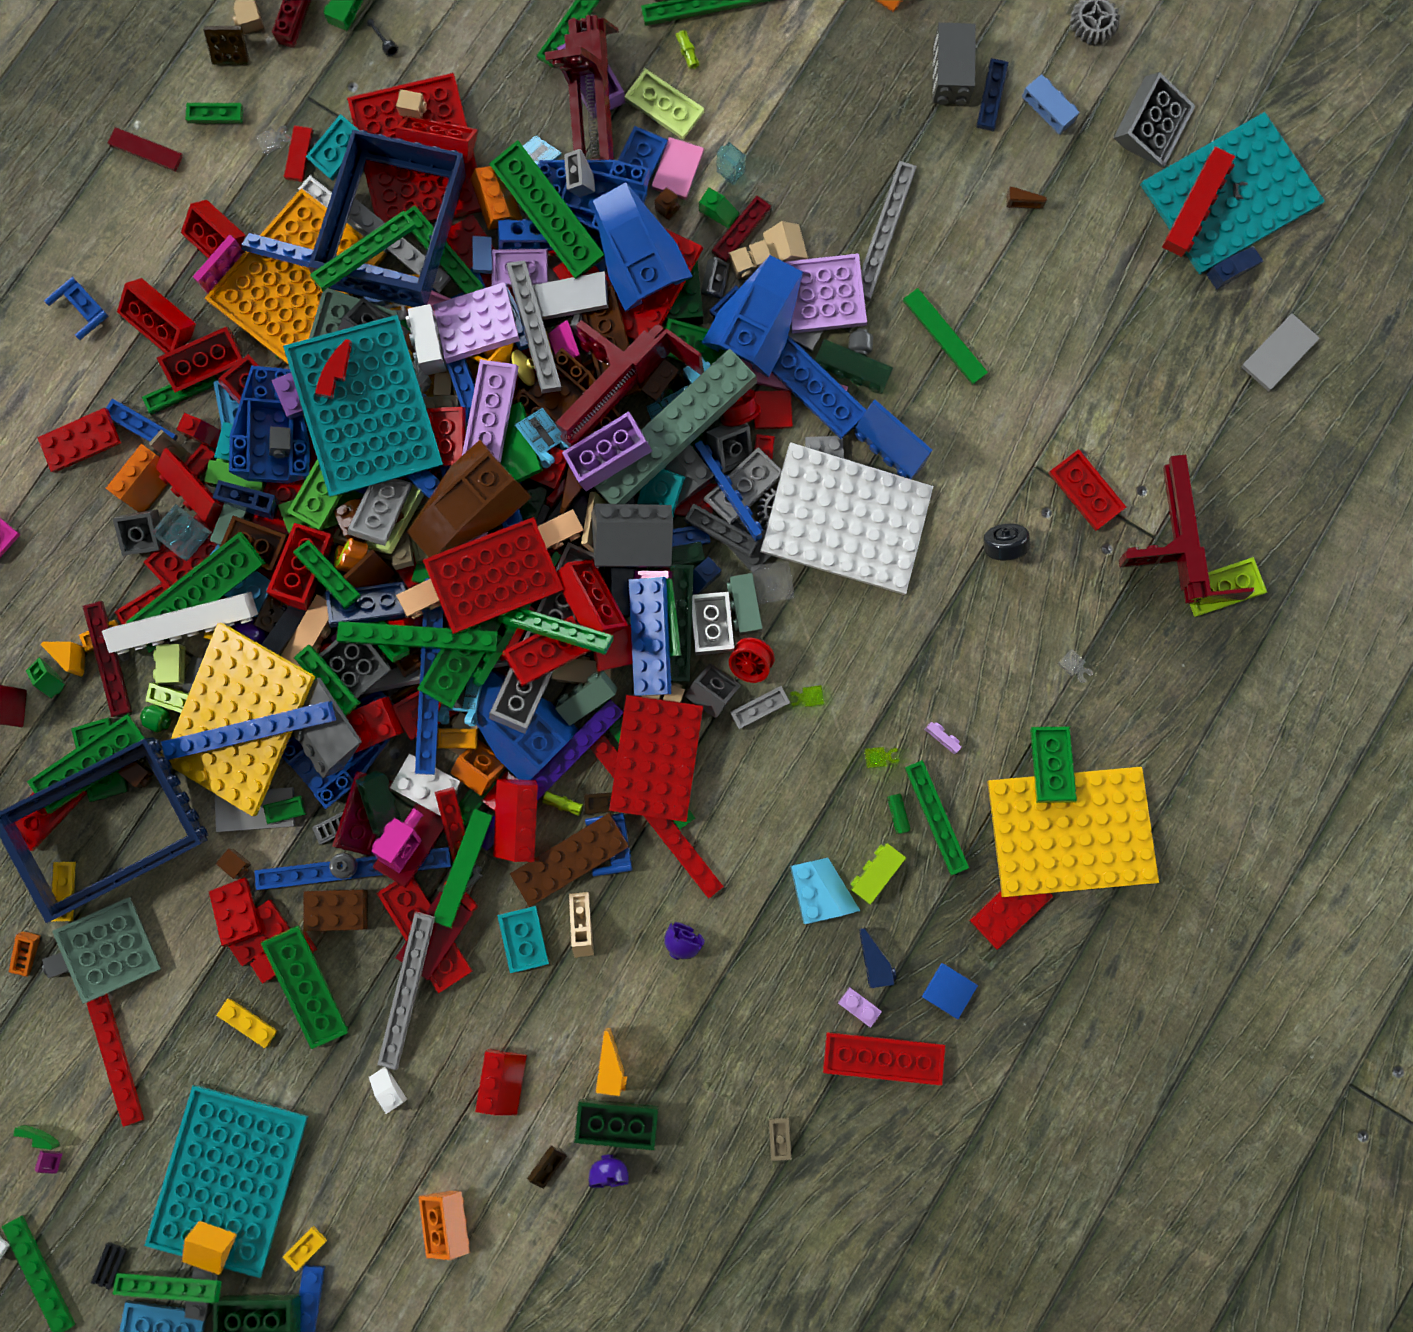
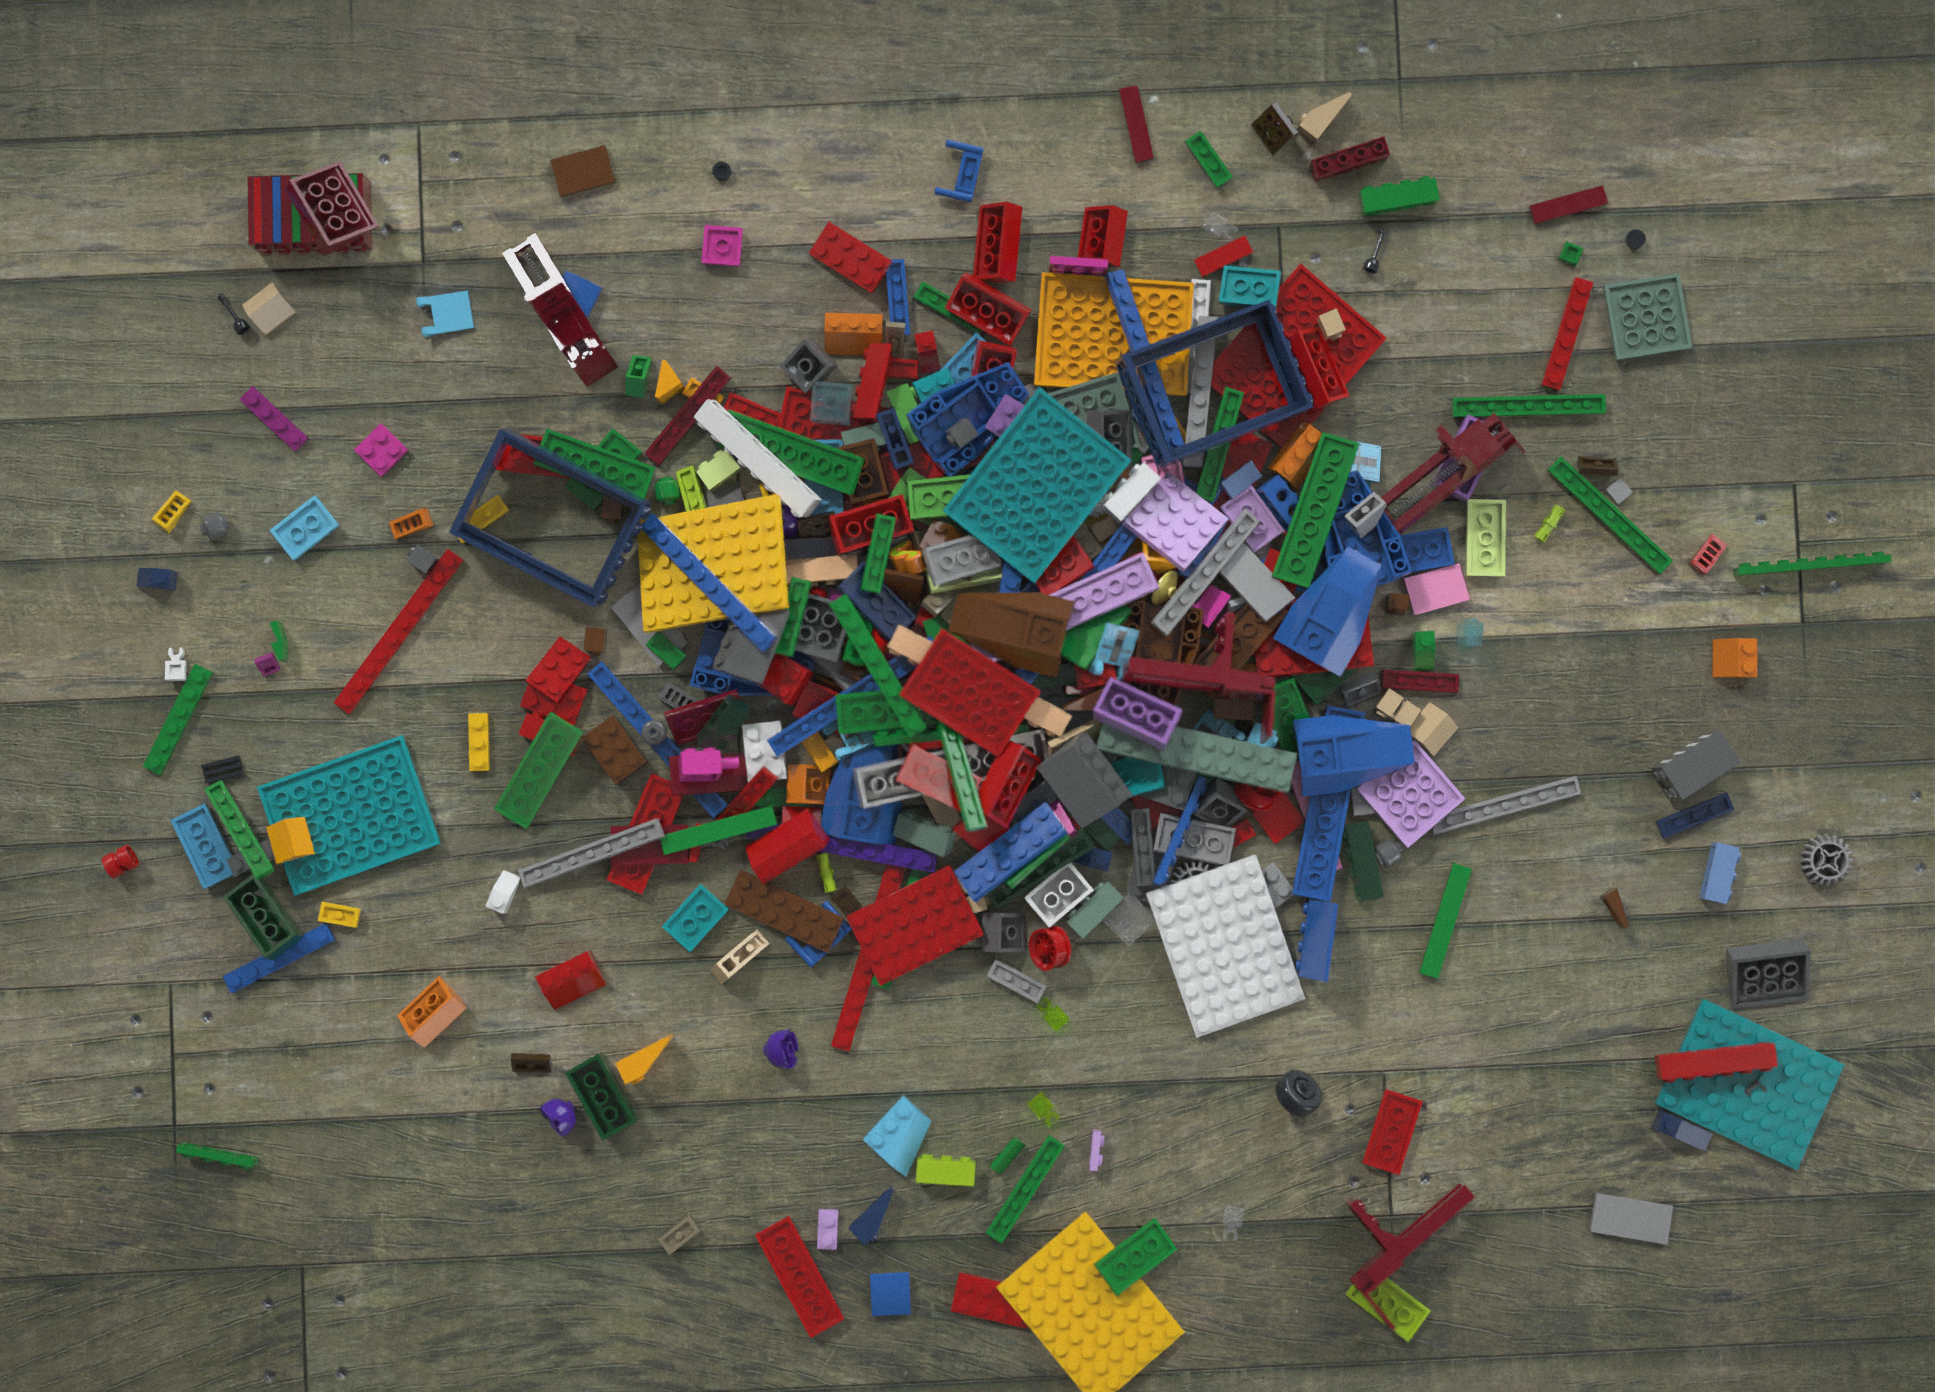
camera: 55 degrees right, 5 degrees up
(106, 950) = (459, 590): sand green plate -> none
(334, 371) = (1046, 444): red slope -> none
(363, 251) = (1166, 392): green plate -> none

